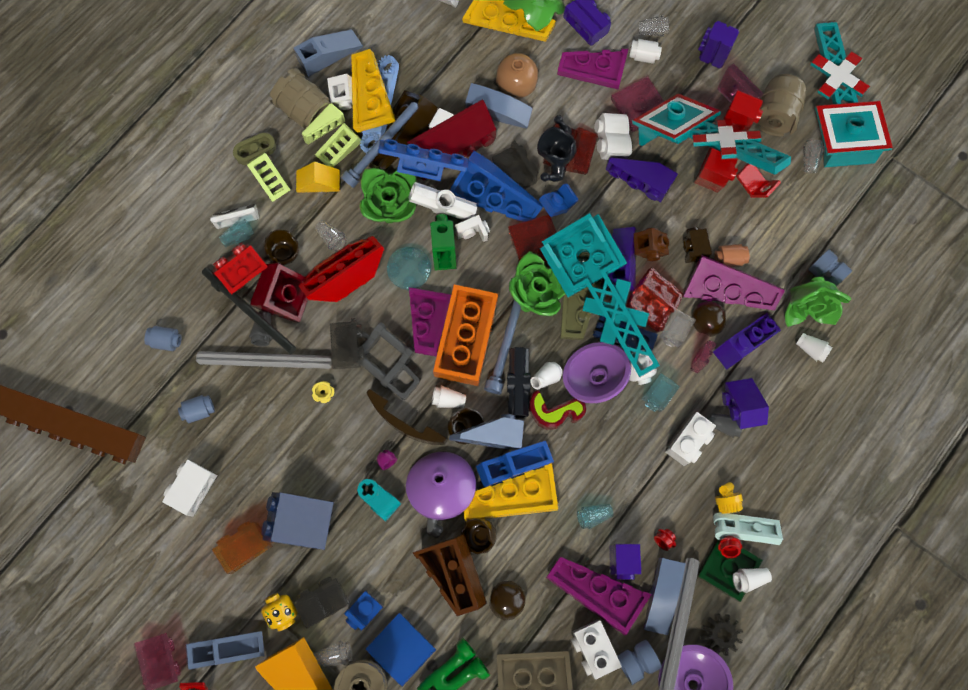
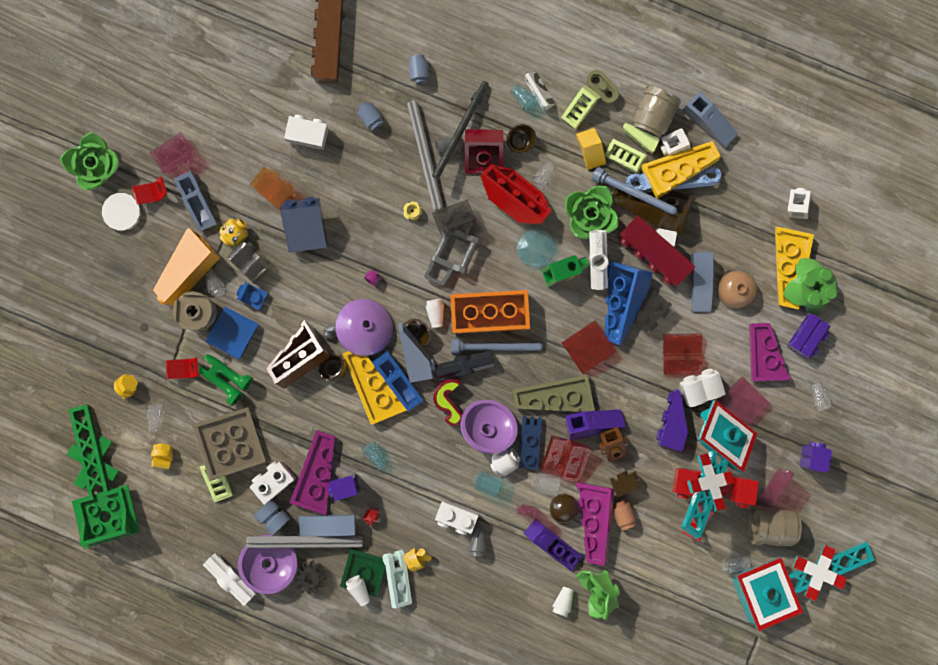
camera: 80 degrees right, 10 degrees up
(238, 267) = (493, 109): red bracket -> none
(381, 501) = (337, 284): teal piece -> none
(422, 161) = (624, 232): blue bracket -> none
(428, 319) = (496, 277): magenta wing -> none
(428, 436) = (413, 260): dark brown slope -> none
(469, 228) = (583, 287): white bracket -> none
(507, 600) = (291, 404): dark brown hair -> none
(530, 273) = (556, 370): bright green brick -> none
(546, 375) = (476, 387): white cone -> none
(557, 148) = (674, 342): black piece -> none
(559, 201) = (629, 356): blue bracket -> none
(562, 254) = (565, 388): teal piece -> none
(645, 51) = (793, 395): white brick -> none
(730, 547) = (378, 567): red plate -> none
(745, 403) = (496, 554): dark purple brick -> none
(829, 268) = (634, 600): sand blue wheel -> none

